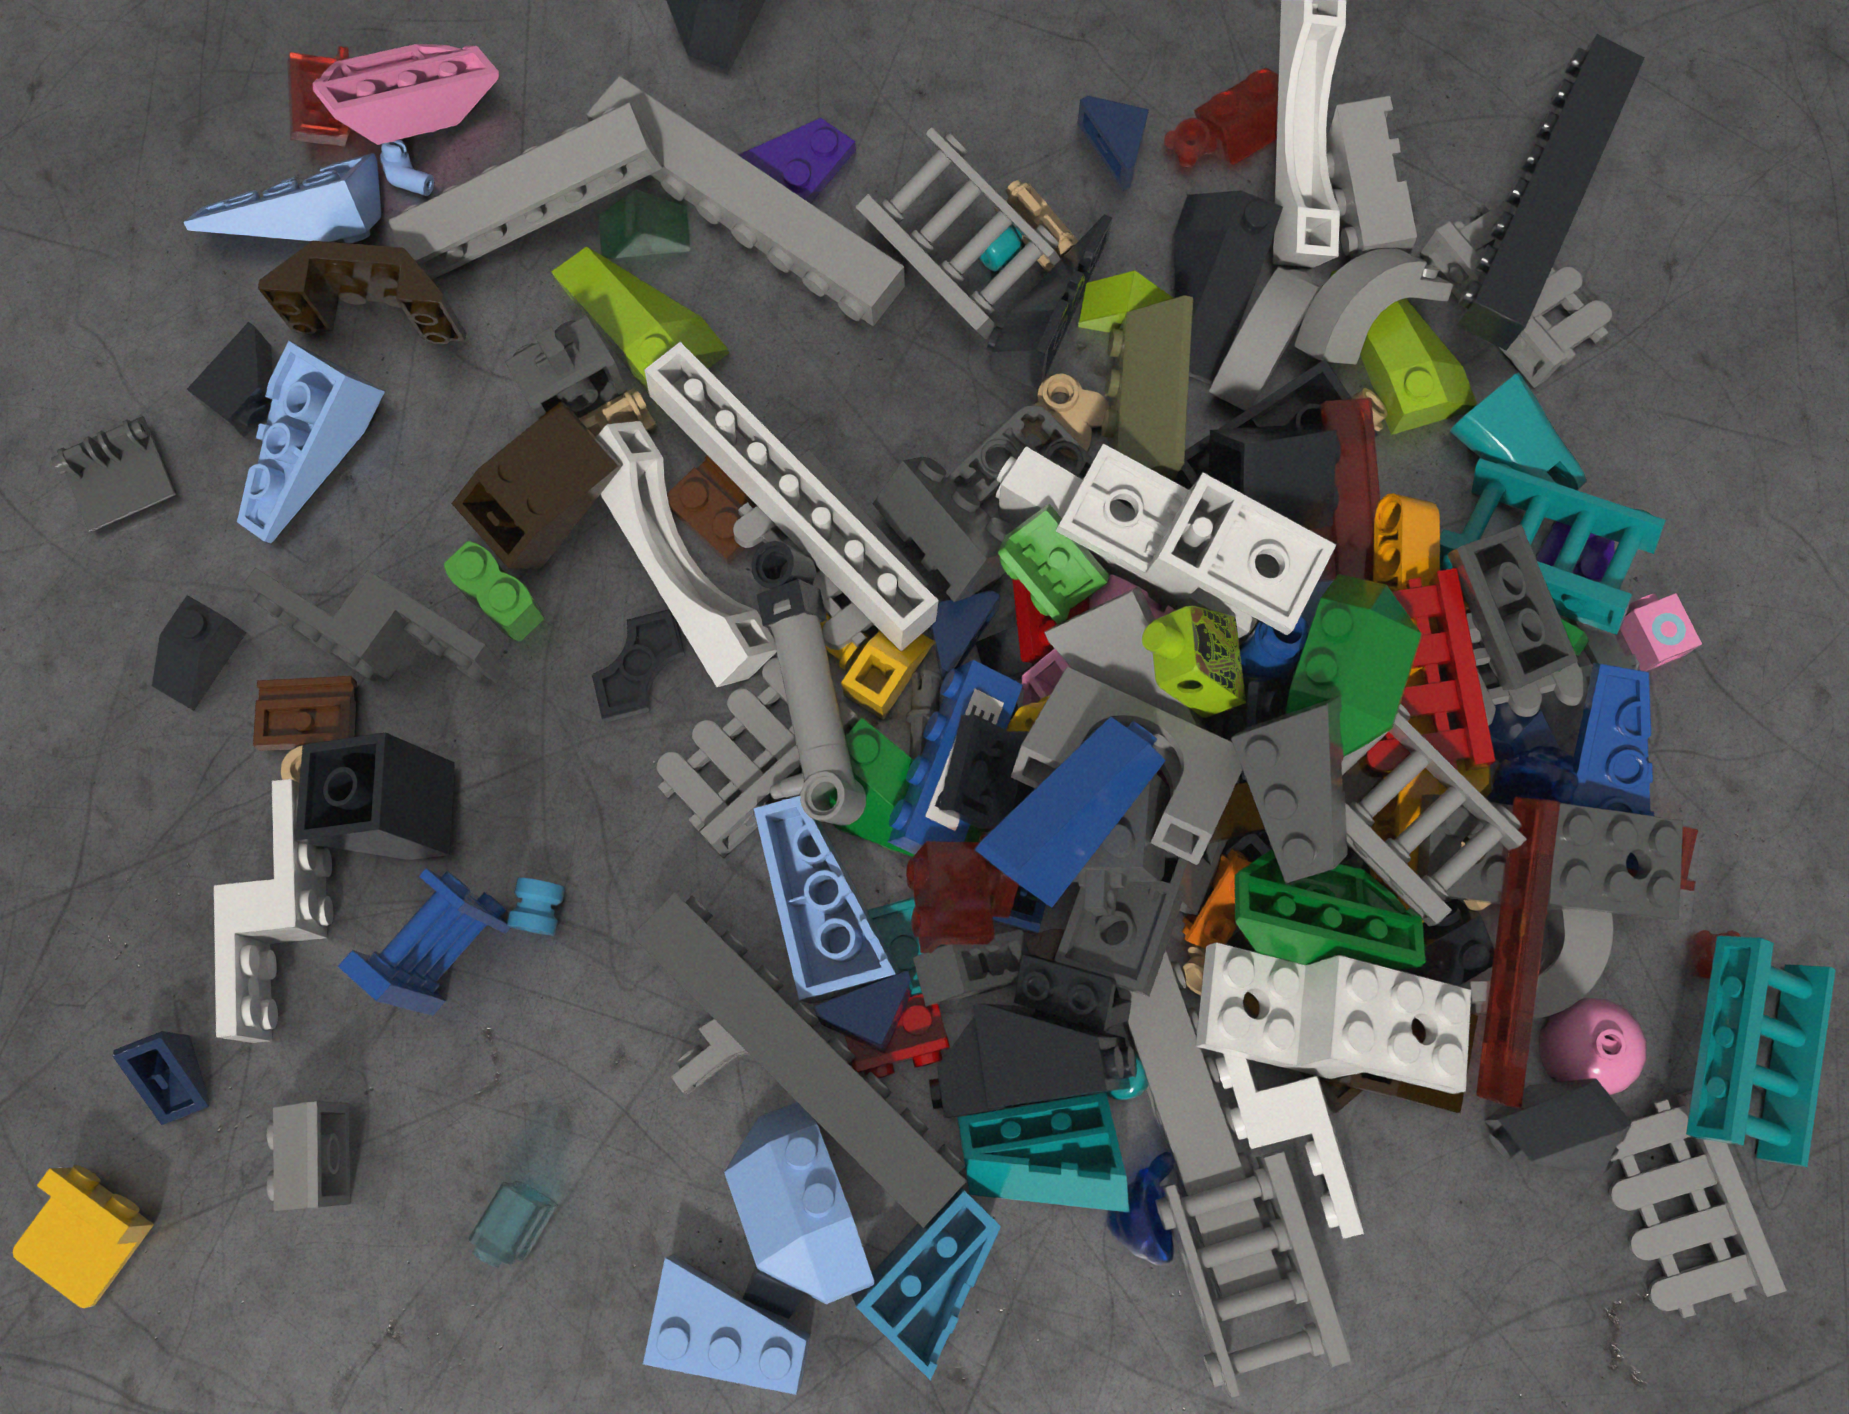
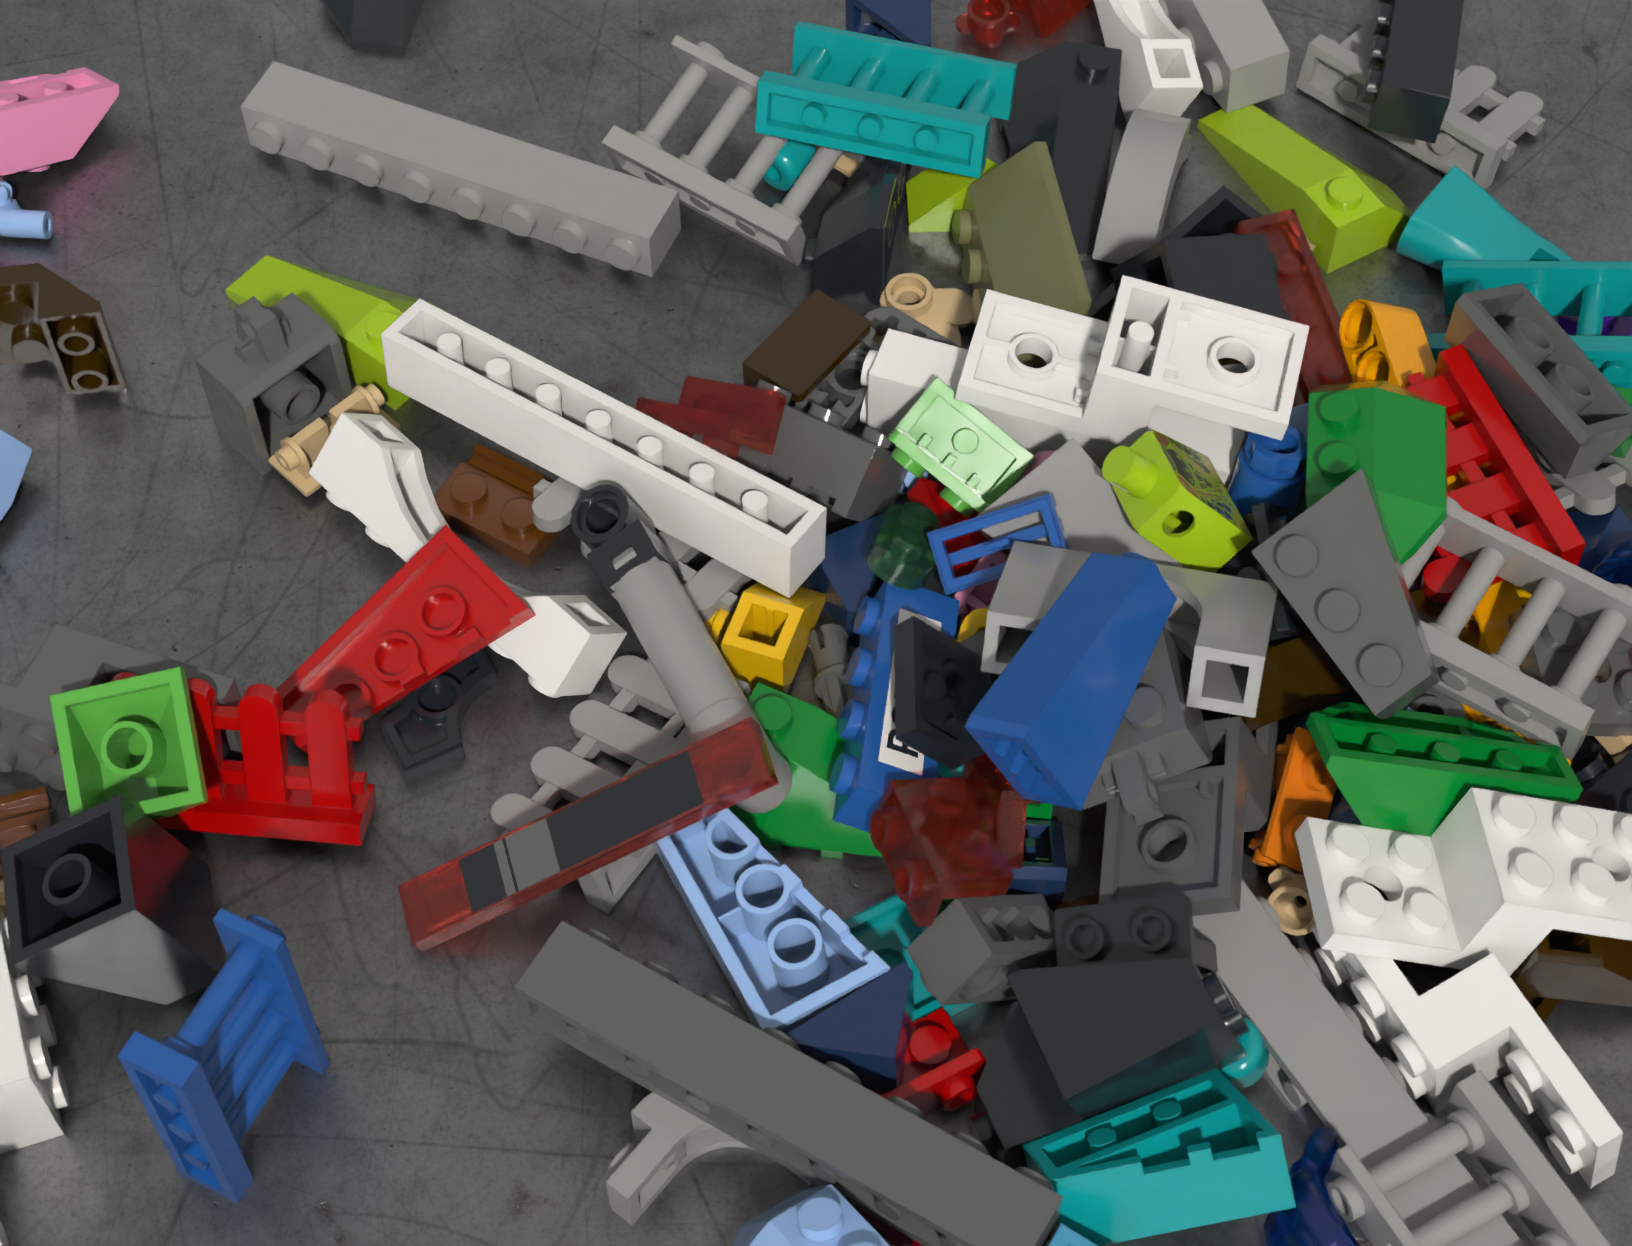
camera: 15 degrees left, 20 degrees down
(400, 689) = (131, 742): none -> bright green slope
(483, 716) = (263, 791): none -> red fence
(494, 591) = (208, 634): bright green brick -> none
(527, 191) = (191, 189): light grey brick -> none
(535, 910) = (361, 1018): dark azure wheel -> none
(537, 489) = (263, 508): dark brown slope -> none
(622, 616) = (409, 631): none -> red wing
(643, 226) = (334, 219): clear green slope -> none
(714, 817) = (587, 834): none -> tile
(804, 157) = (528, 109): dark purple wing -> none
(879, 493) = (722, 415): none -> clear red bracket
(968, 429) = (806, 346): none -> dark brown panel
(993, 634) = (901, 546): none -> clear green plate
(1065, 255) = (886, 99): none -> teal fence
(1097, 657) = (1051, 527): none -> blue tile
(1356, 296) = (1237, 122): light grey arch -> none

